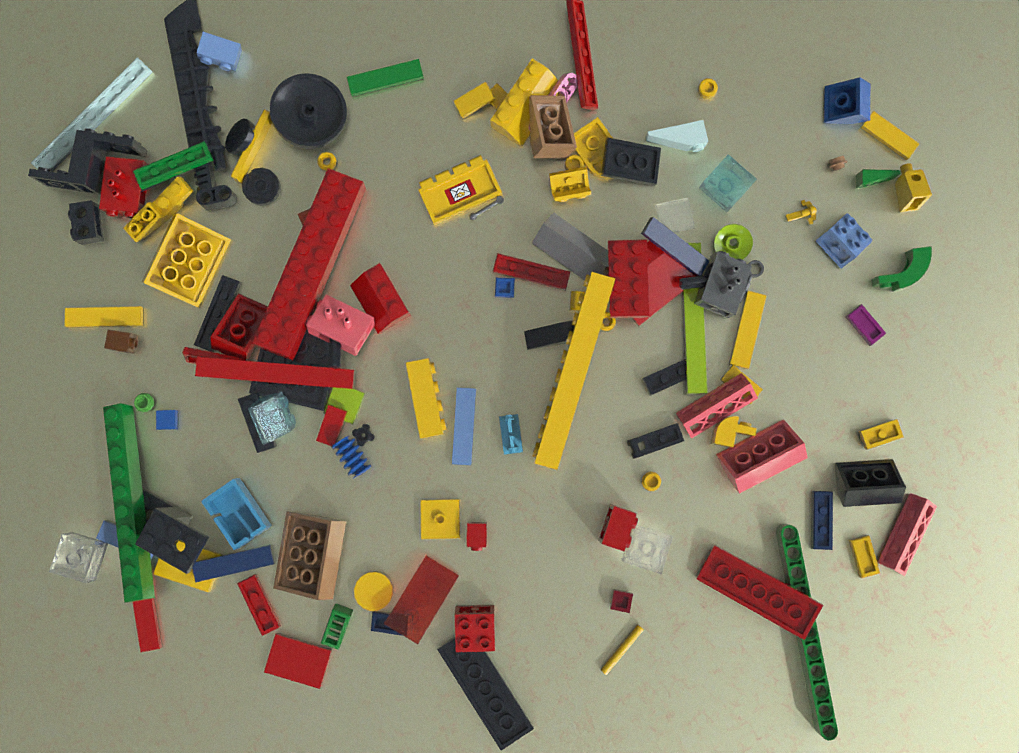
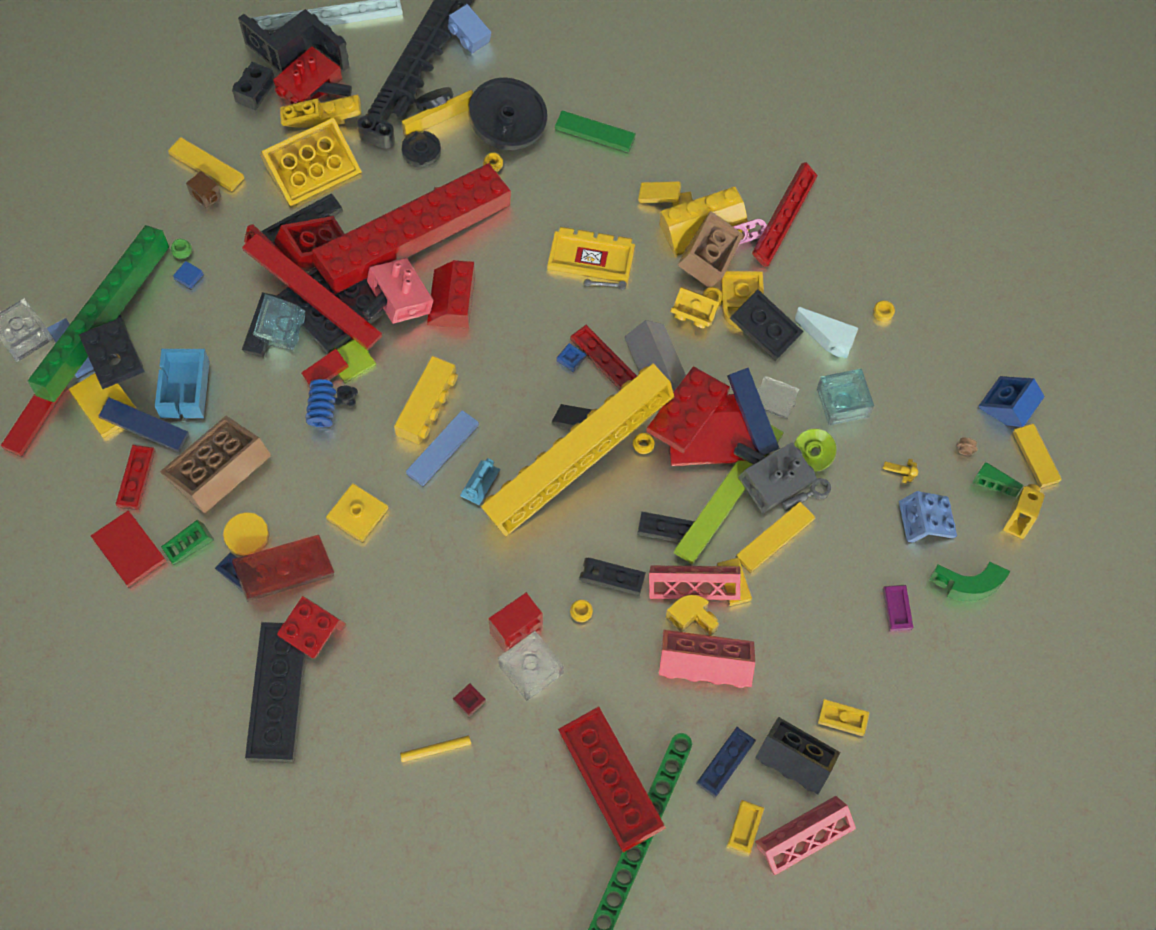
camera: 30 degrees right, 20 degrees down
(173, 165) = (360, 83): green tile -> none
(476, 535) = (379, 546): red brick -> none

